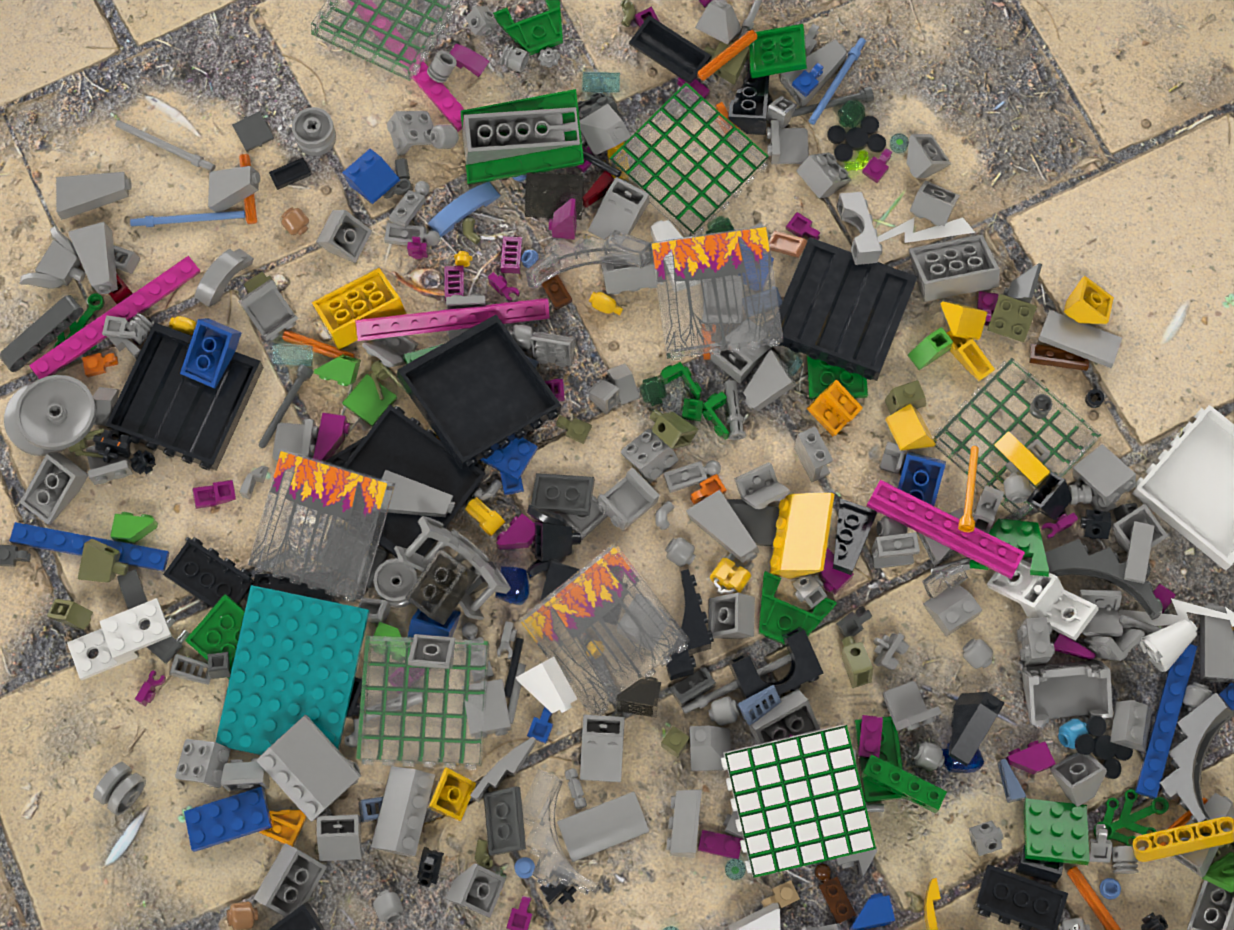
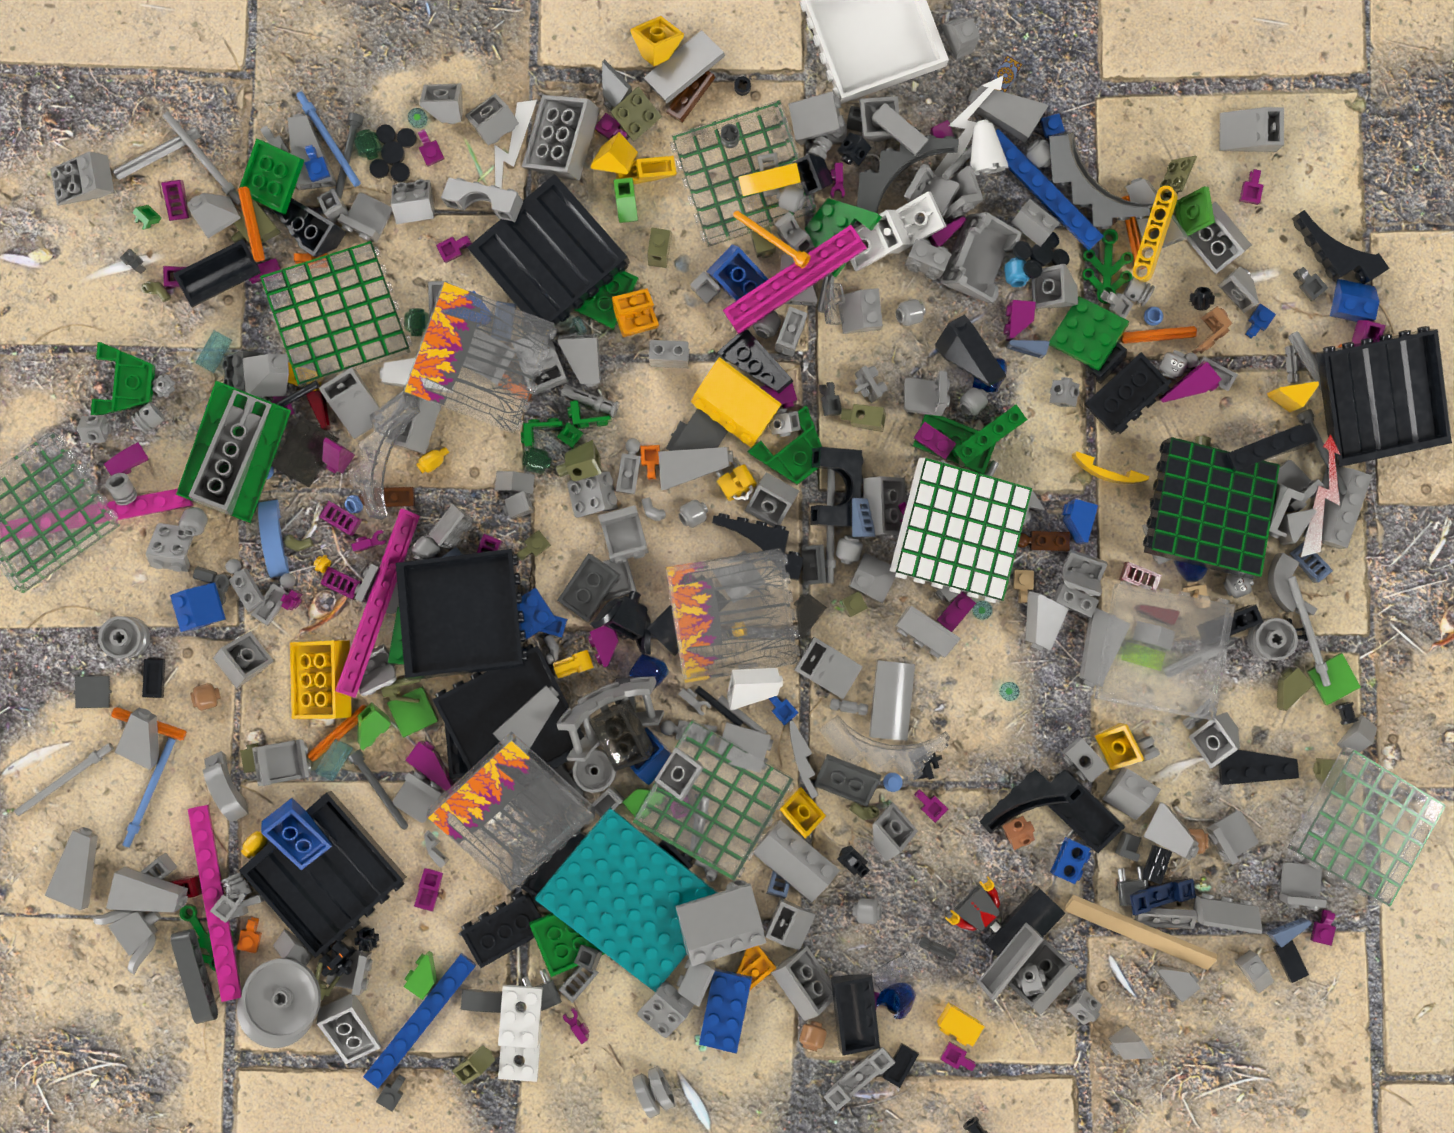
camera: 65 degrees left, 15 degrees up
(100, 562) = (442, 1019): olive torso -> none
(760, 487) = (674, 414): light grey bracket -> none
(787, 244) = (462, 270): nougat tile -> none
(859, 162) = (417, 163): clear neon green arm -> none
(909, 429) = (689, 259): yellow slope -> none
(958, 488) = (762, 246): none -> olive brick

